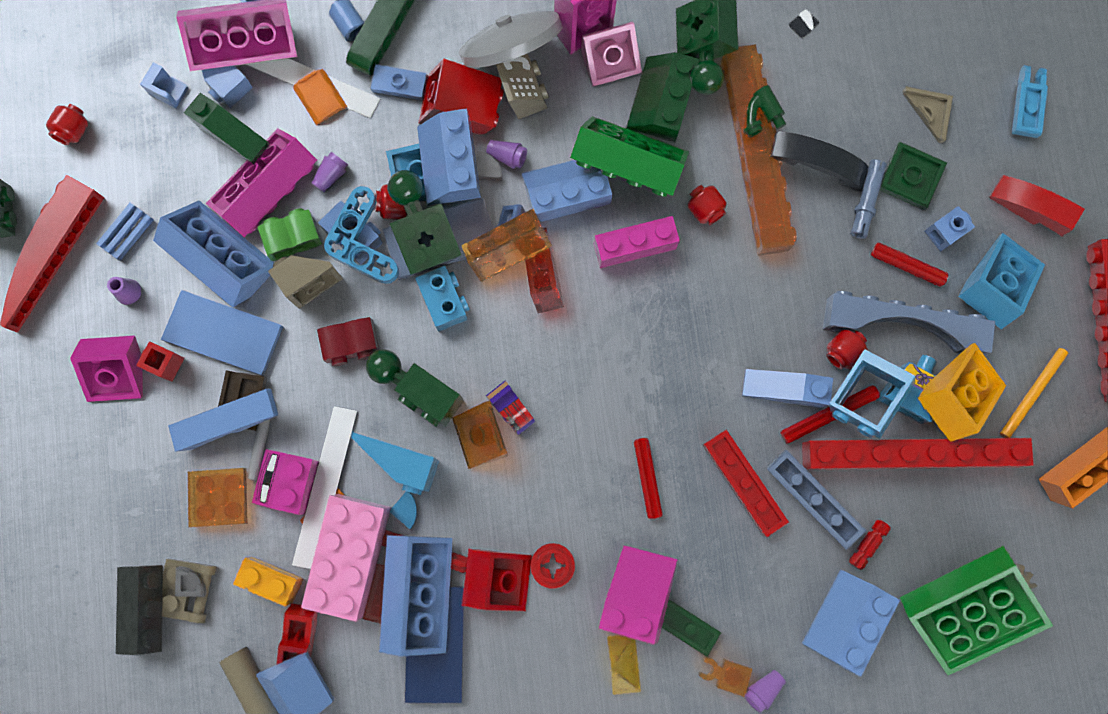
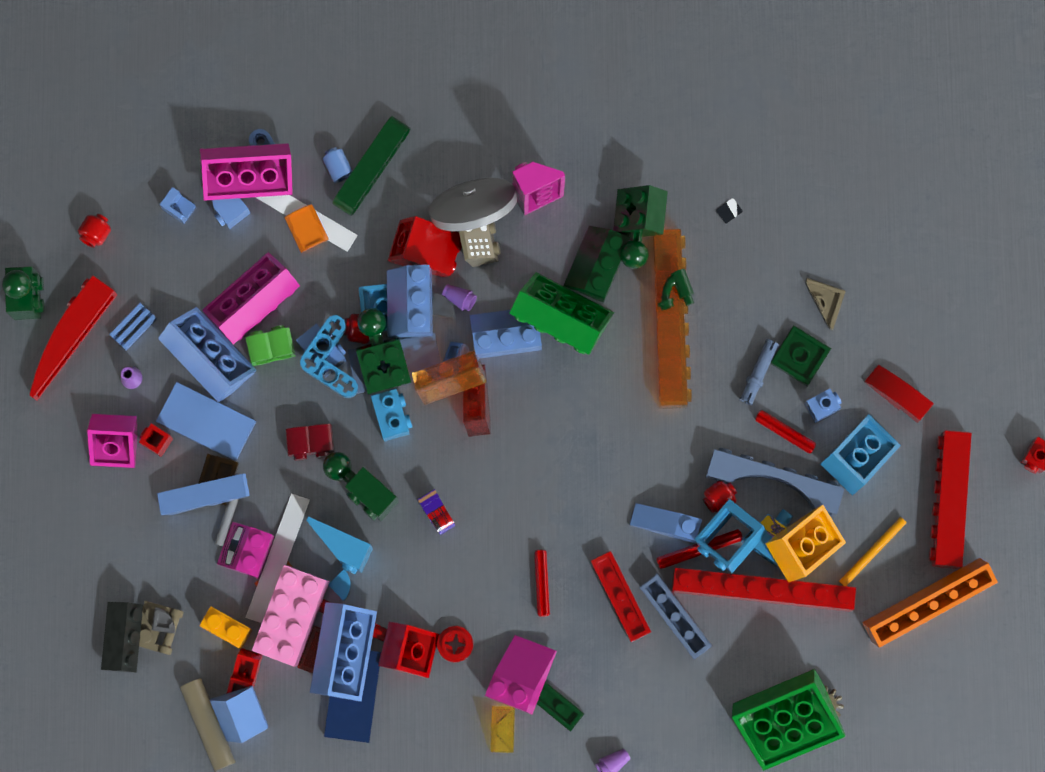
camera: 10 degrees right, 0 degrees up
(217, 497) = (190, 556): clear orange plate -> none
(226, 128) = (227, 250): dark green slope -> none
(303, 278) = (279, 385): dark tan slope -> none
(329, 171) = (308, 296): medium lavender cone -> none
(398, 82) = (375, 224): medium blue plate -> none
(480, 435) = (408, 531): clear orange slope -> none
(611, 54) = (558, 222): bright pink slope -> none
(636, 242) = (557, 386): dark pink brick -> none
(707, 204) = (621, 361): red head -> none
(730, 675) = (587, 748): clear orange plate -> none
(821, 156) = (722, 334): black slope -> none
(850, 622) = (688, 717): medium blue slope -> none
(869, 544) = (715, 659): red axle -> none
(1030, 103) = (910, 306): dark azure hinge -> none

